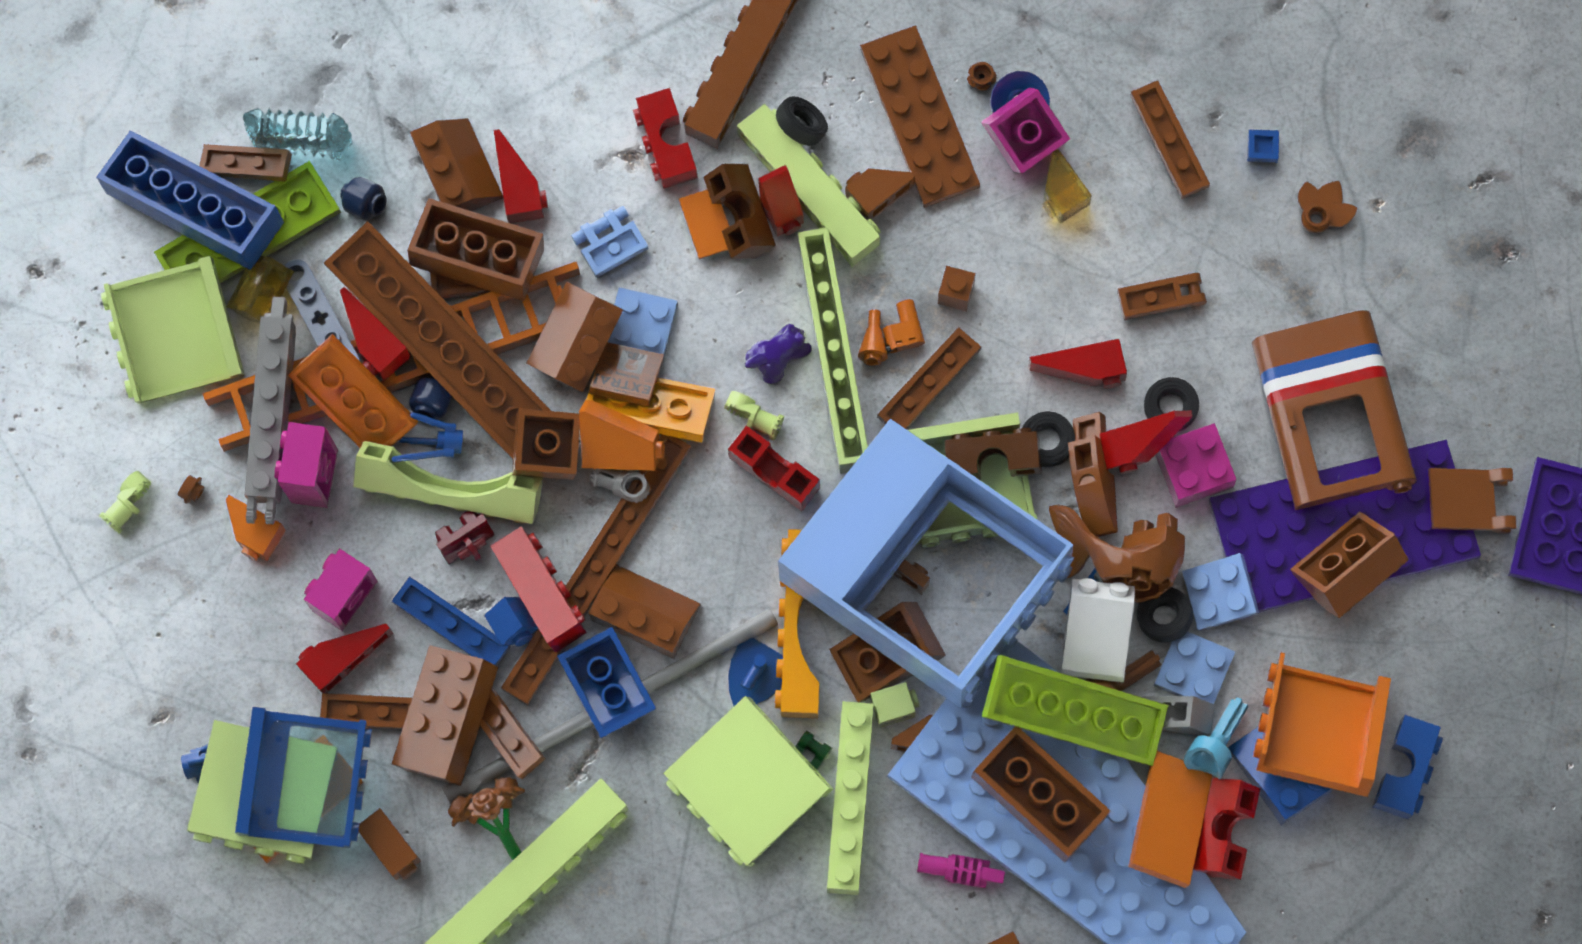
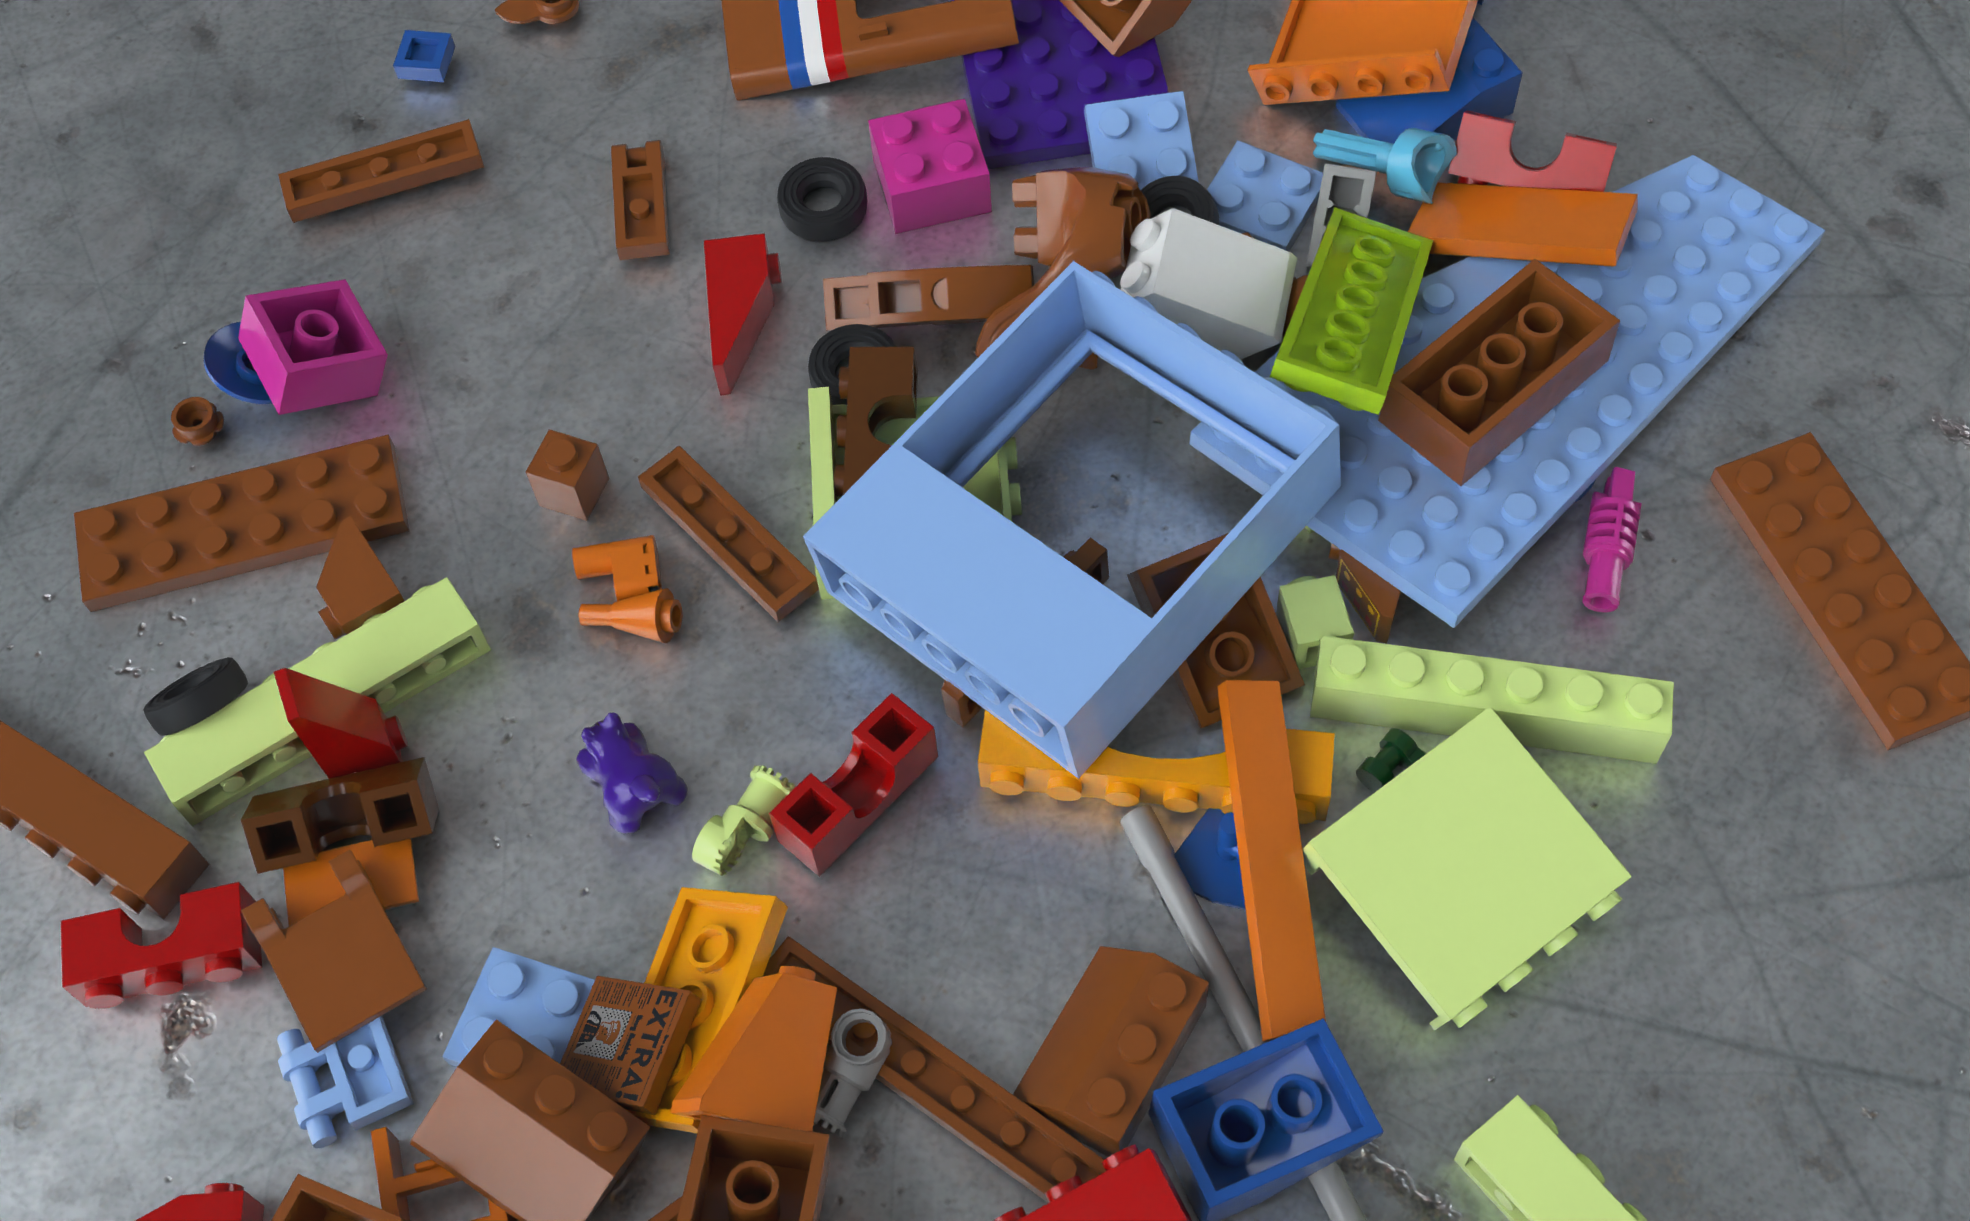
camera: 85 degrees left, 15 degrees down
(662, 227) = (340, 961): none -> dark orange flag
(743, 680) = (1270, 857): none -> orange tile
(833, 347) = (642, 669): yellowish green brick -> none
(1064, 190) = (425, 314): clear yellow slope -> none
(1141, 440) = (887, 219): red slope -> none

